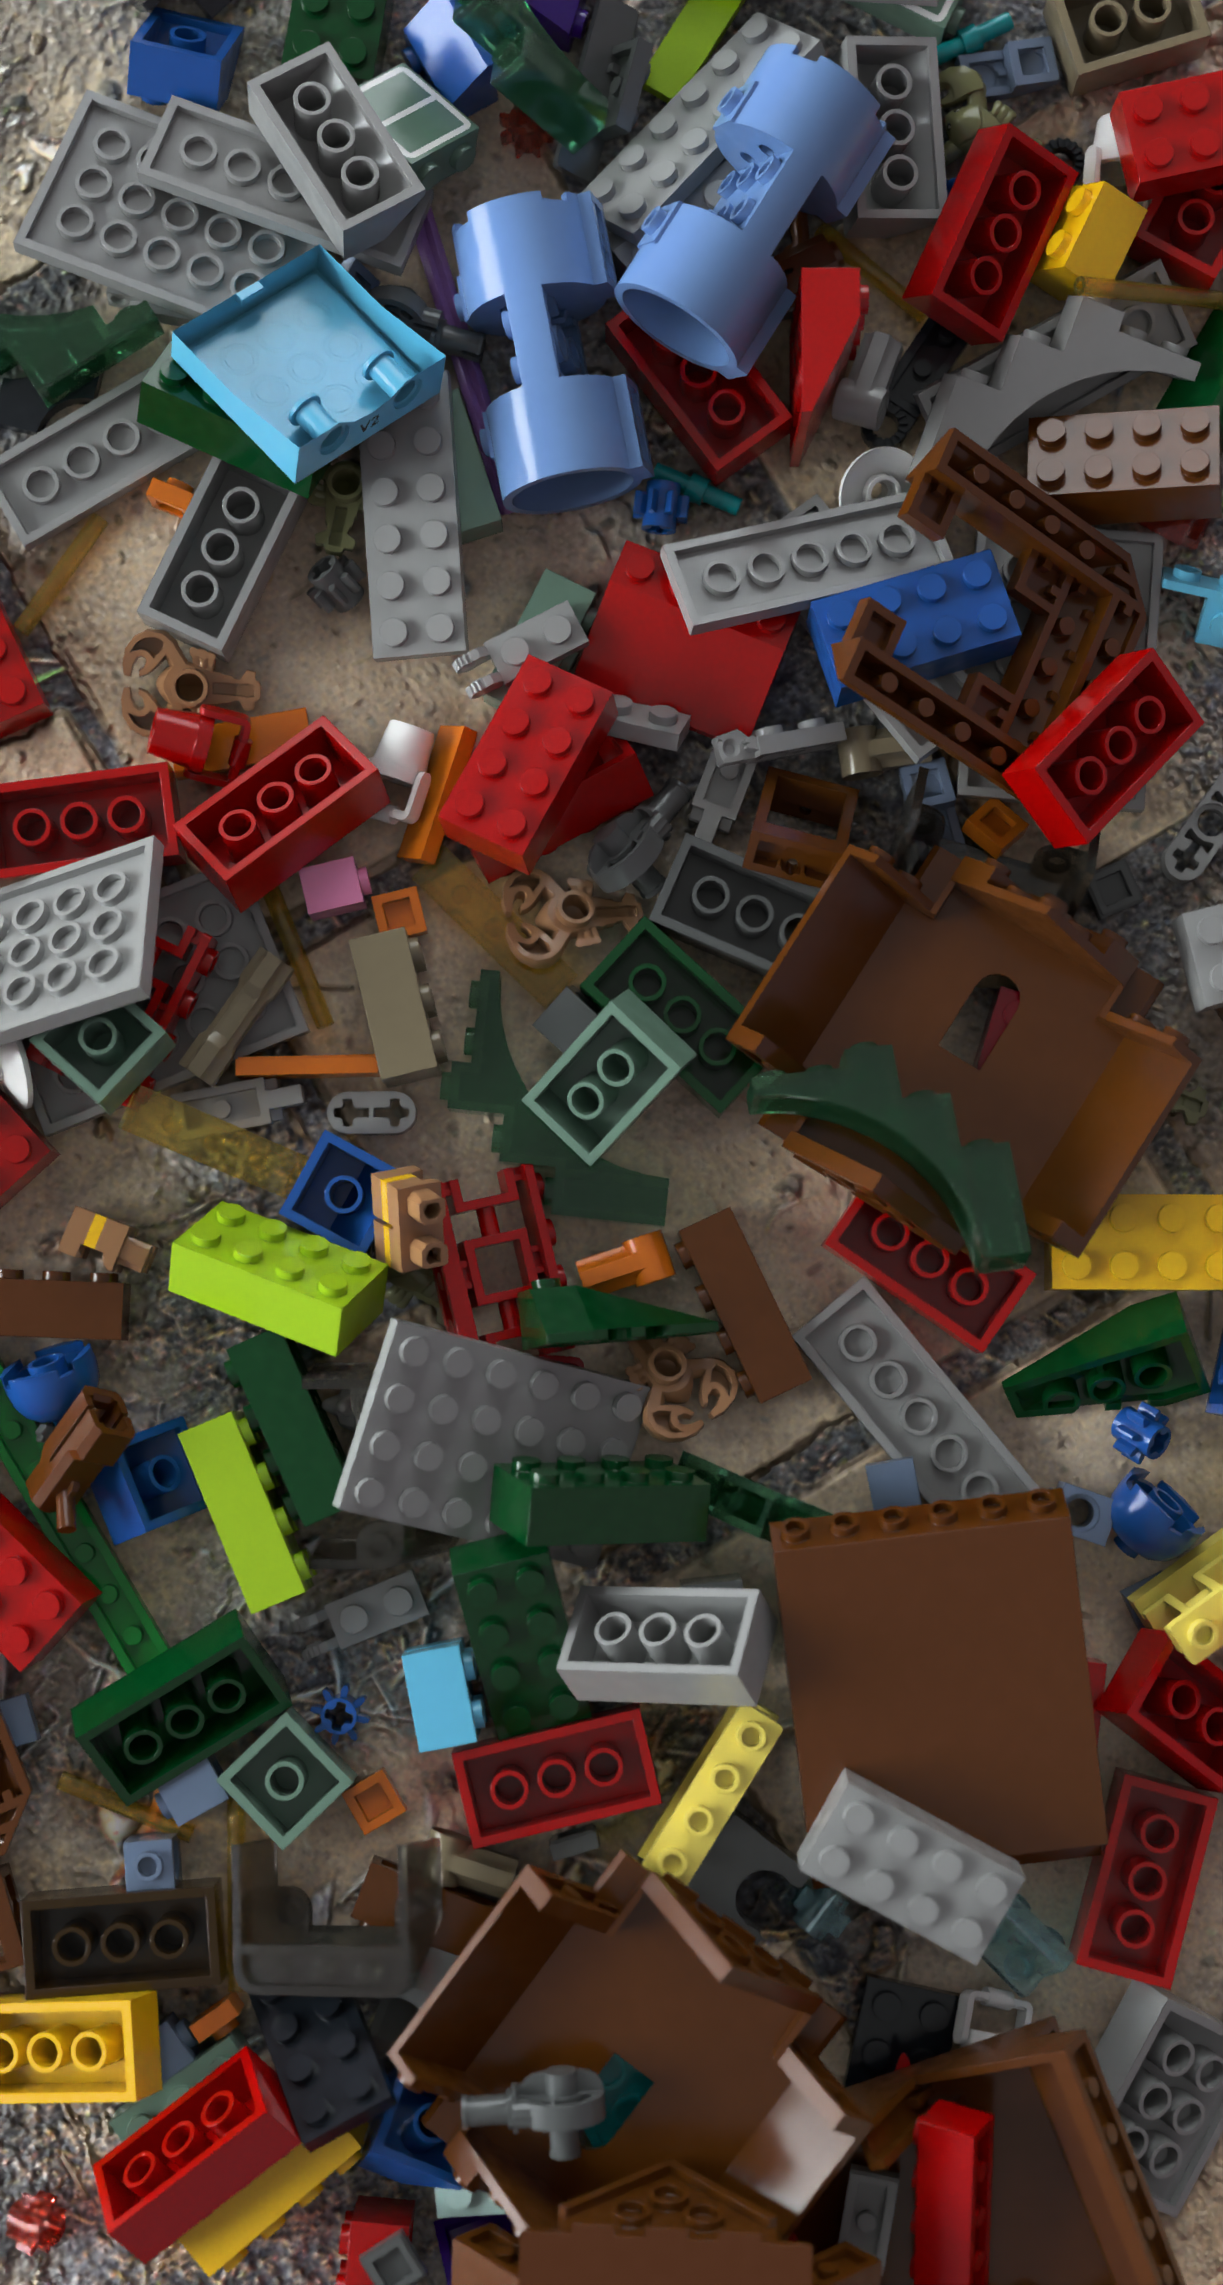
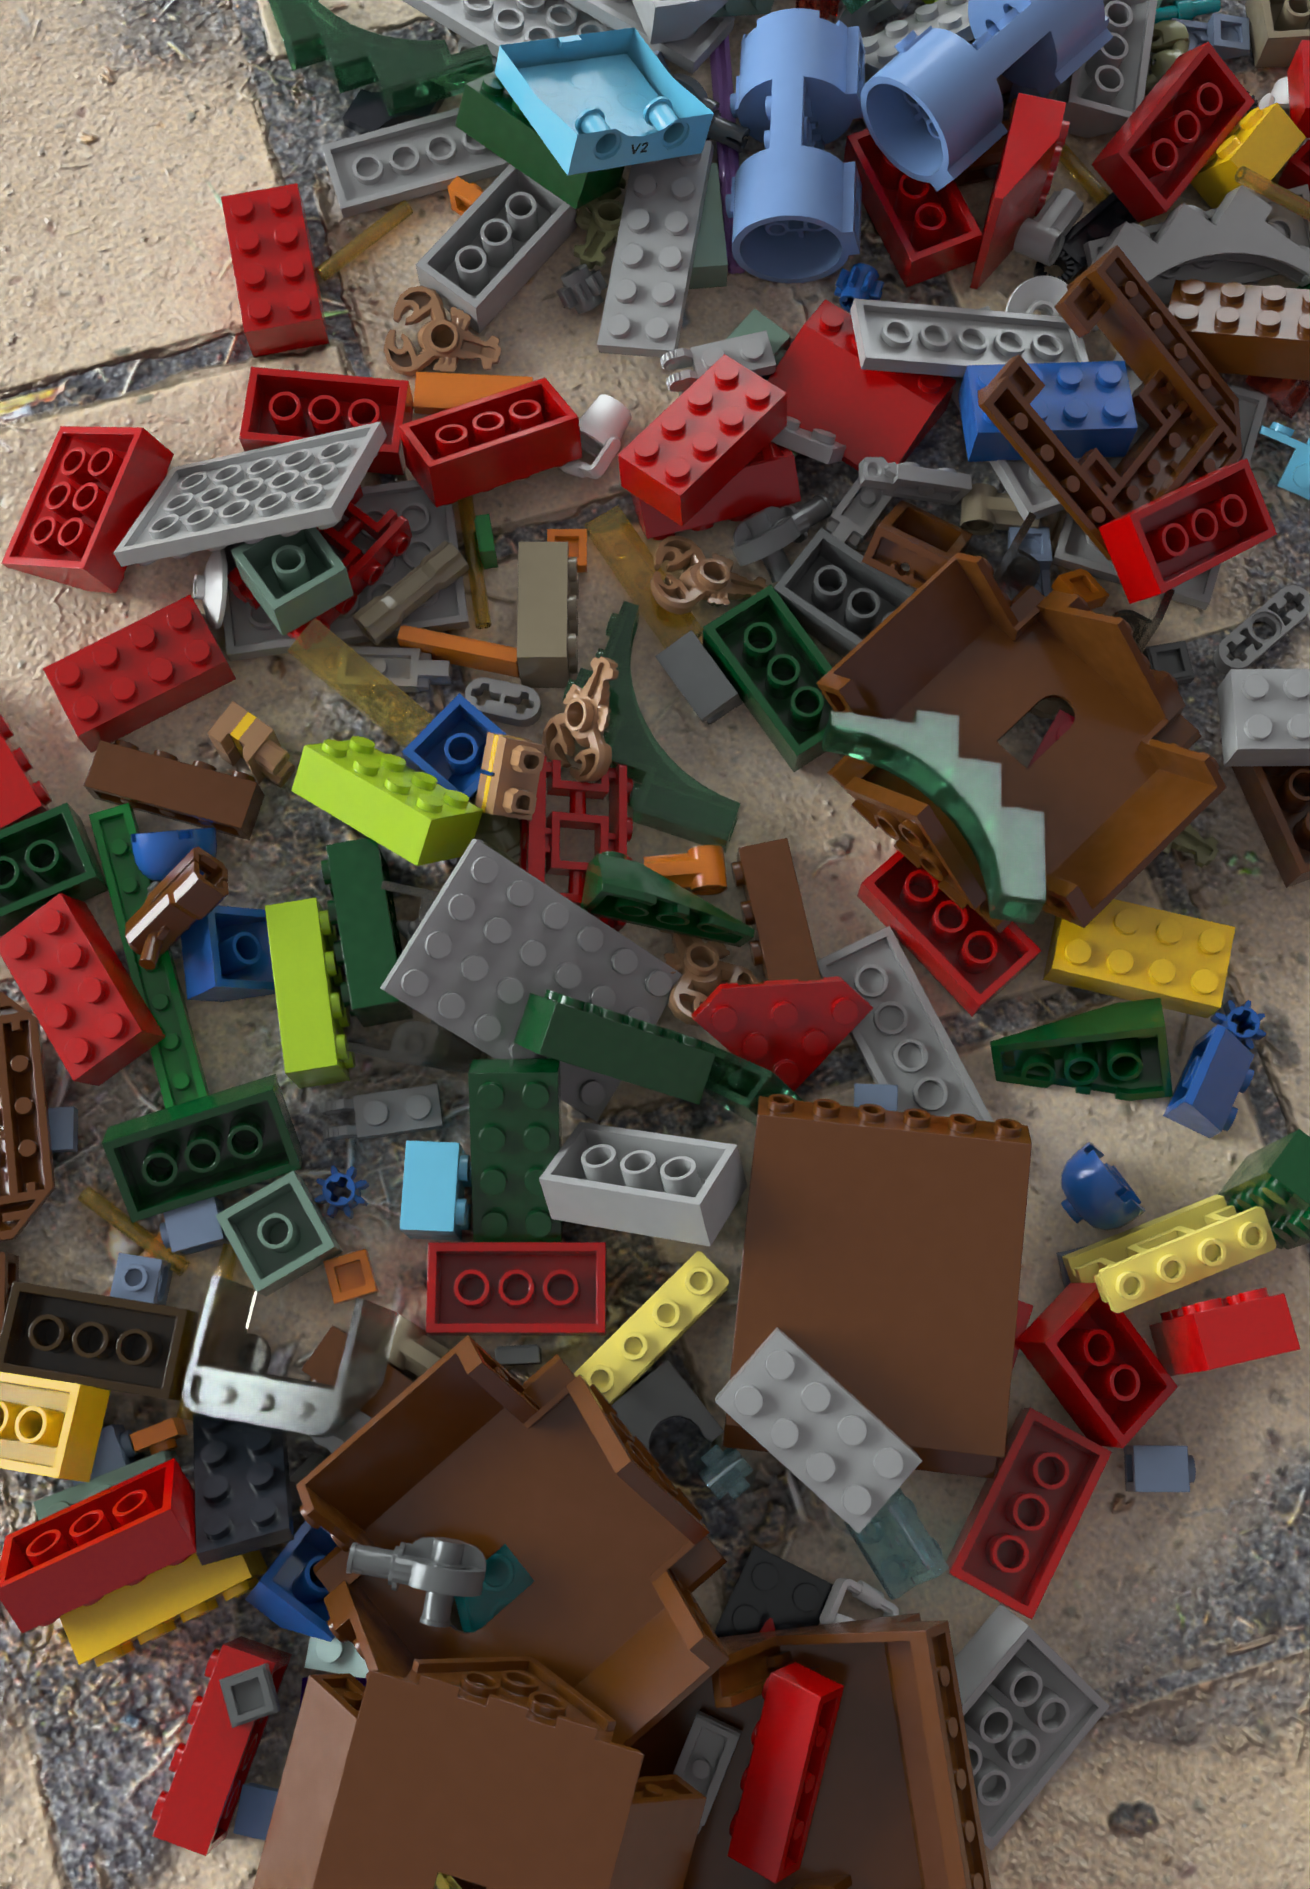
camera: 15 degrees right, 10 degrees down
(186, 740) = (430, 369): red piece -> none
(304, 927) = (486, 541): none -> green tile
(335, 888) = (519, 516): bright pink brick -> none
(446, 764) = (608, 487): orange tile -> none
(475, 1127) = (585, 723): none -> medium nougat animal
(609, 1076) = (709, 700): sand green brick -> none
(699, 489) = (894, 286): teal bar -> none
(774, 1421) = (783, 1022): none -> red plate
(1098, 1522) = (1053, 1175): sand blue brick -> none
(1141, 1432) = (1104, 1114): blue gear -> none

